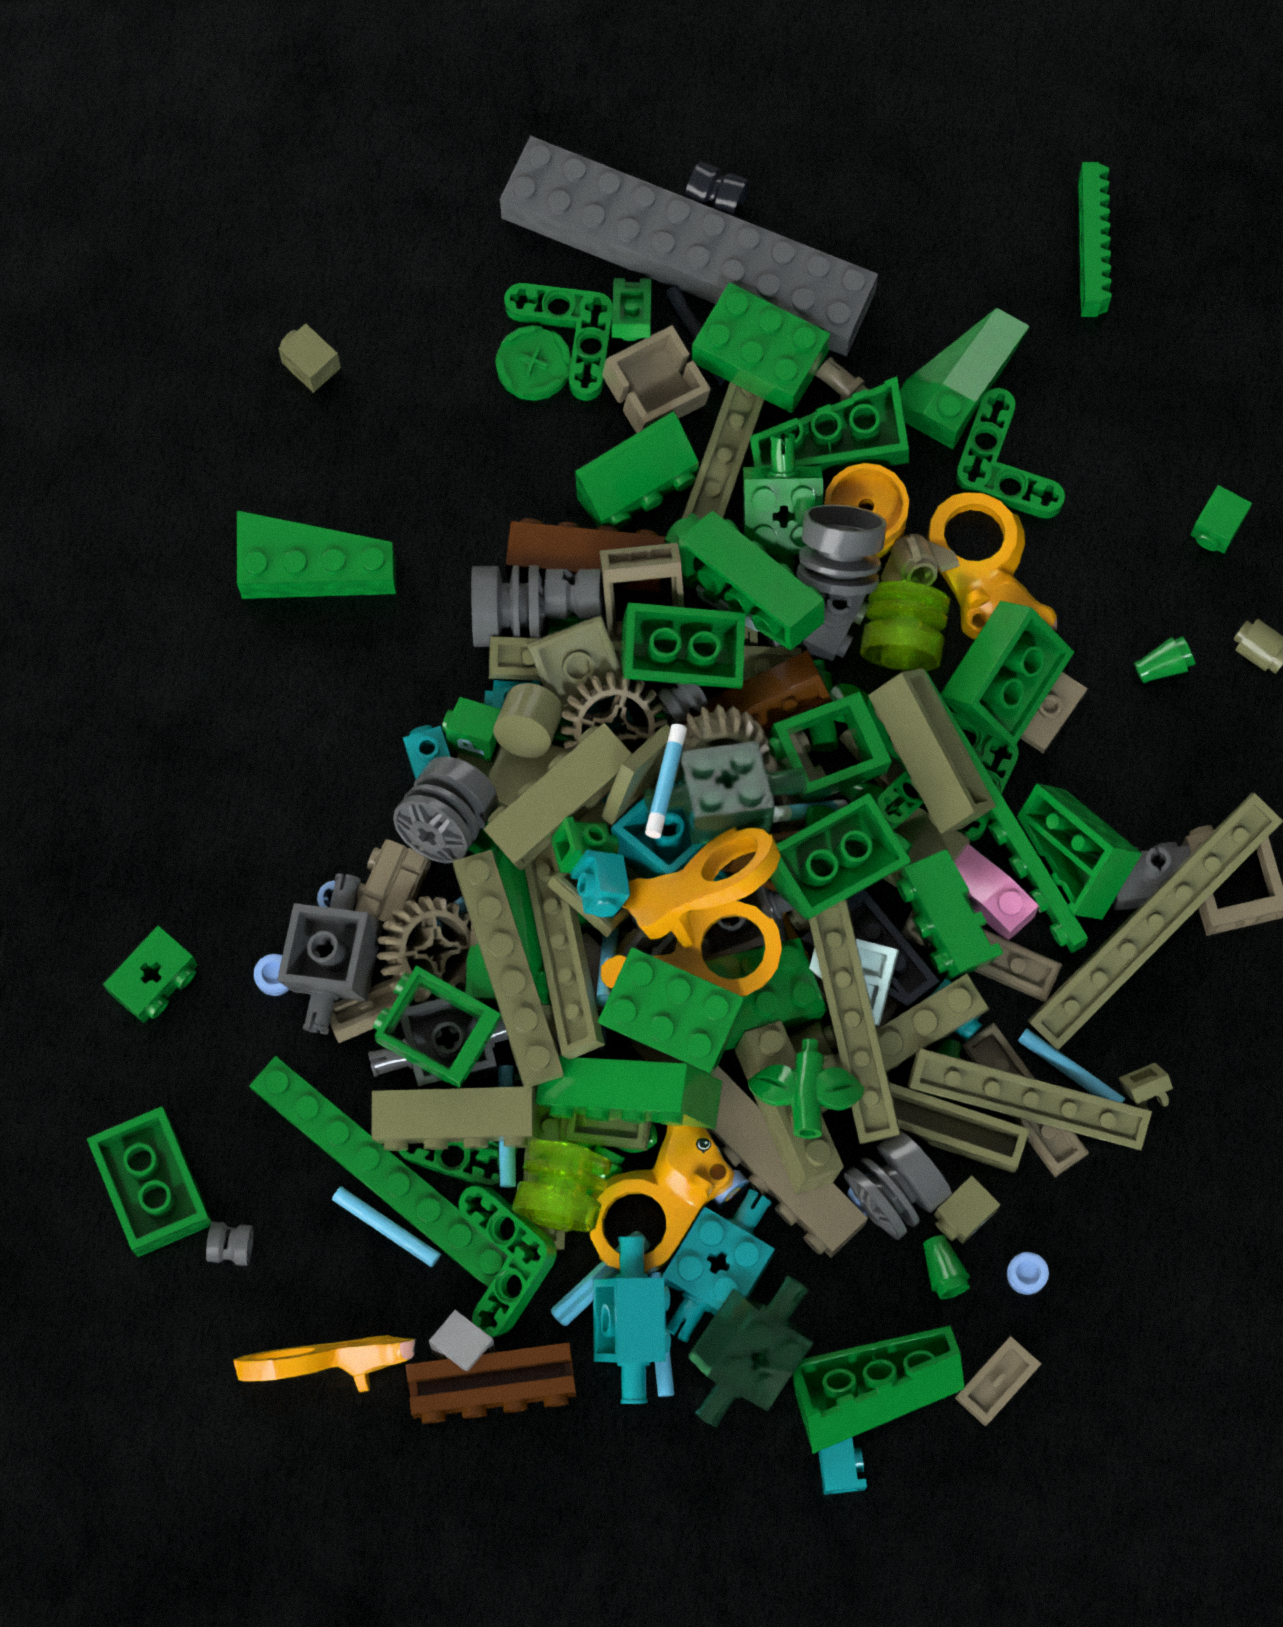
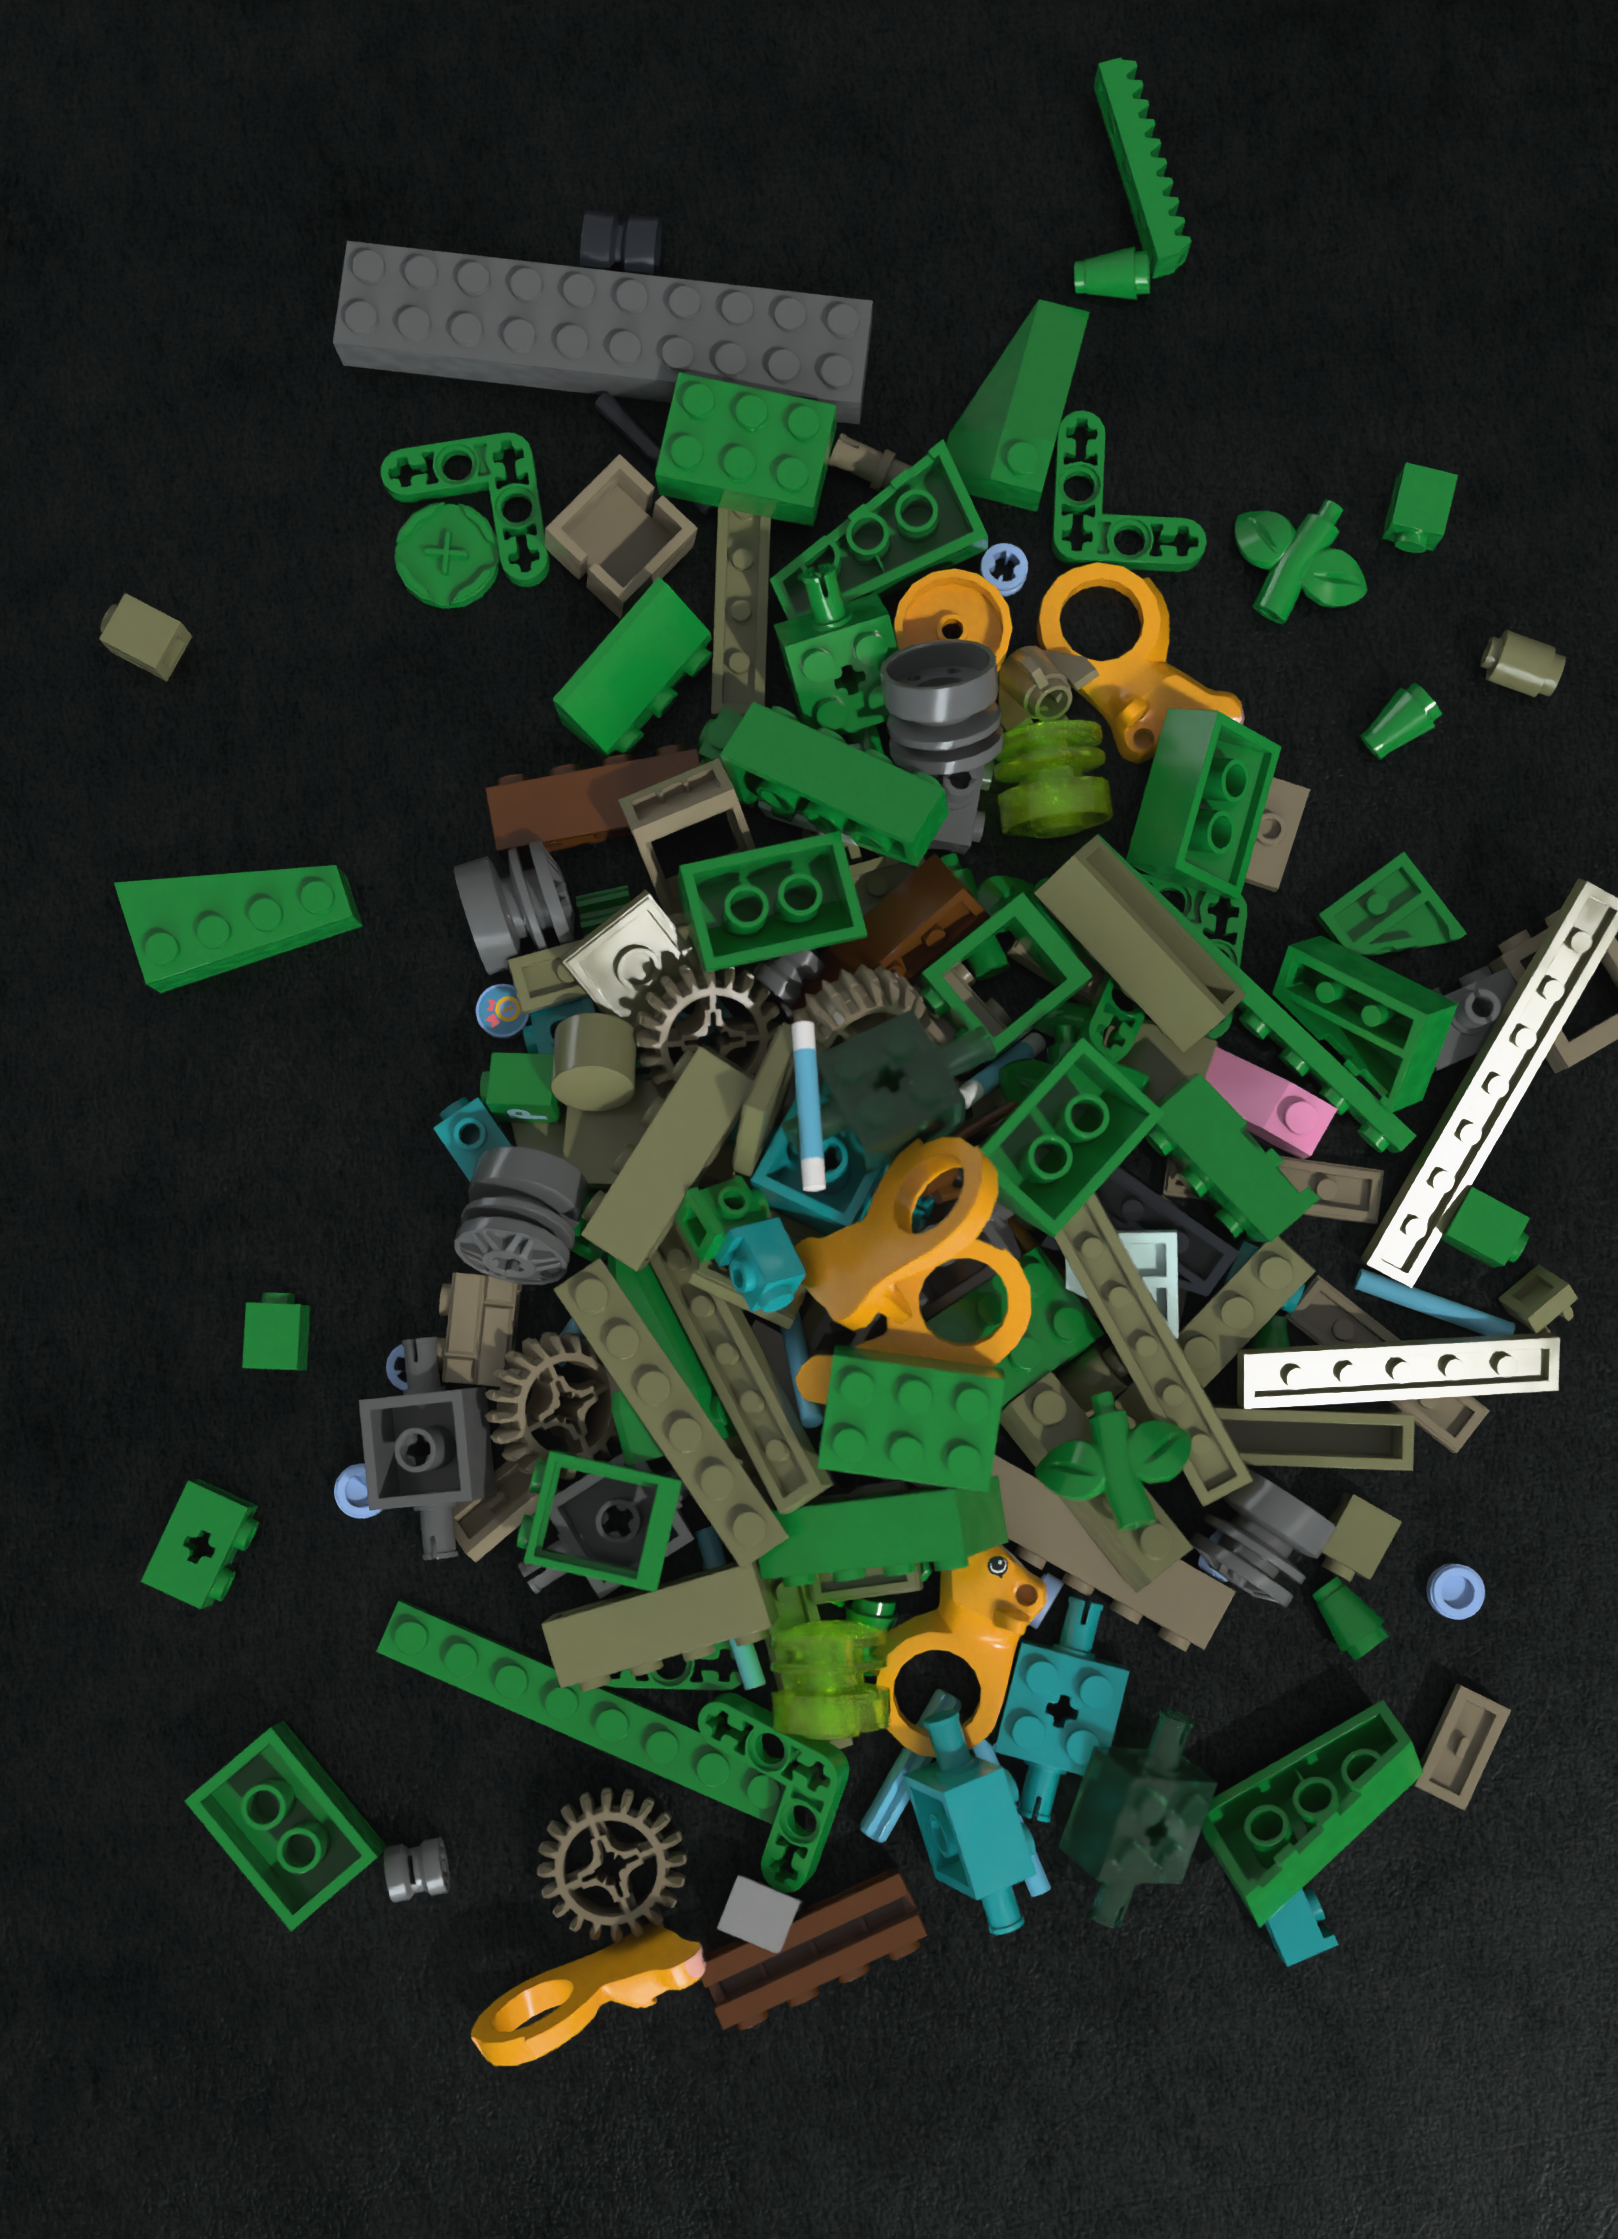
camera: 15 degrees left, 10 degrees up
(249, 848) = (276, 1333): none -> green brick
(386, 1226) = (604, 1777): medium azure bar -> none
(387, 1280) = (621, 1890): none -> dark tan gear
(473, 678) = (500, 1012): none -> tile
(573, 593) = (599, 865): dark grey wheel -> none
(631, 309) = (557, 446): green plate -> none
(917, 468) = (1006, 552): none -> light blue bush
(1054, 305) = (1114, 274): none -> green cone
(1119, 789) = (1390, 913): none -> green wing
(1121, 1023) = (1487, 1230): none -> green brick
(1126, 532) = (1298, 561): none -> green plant

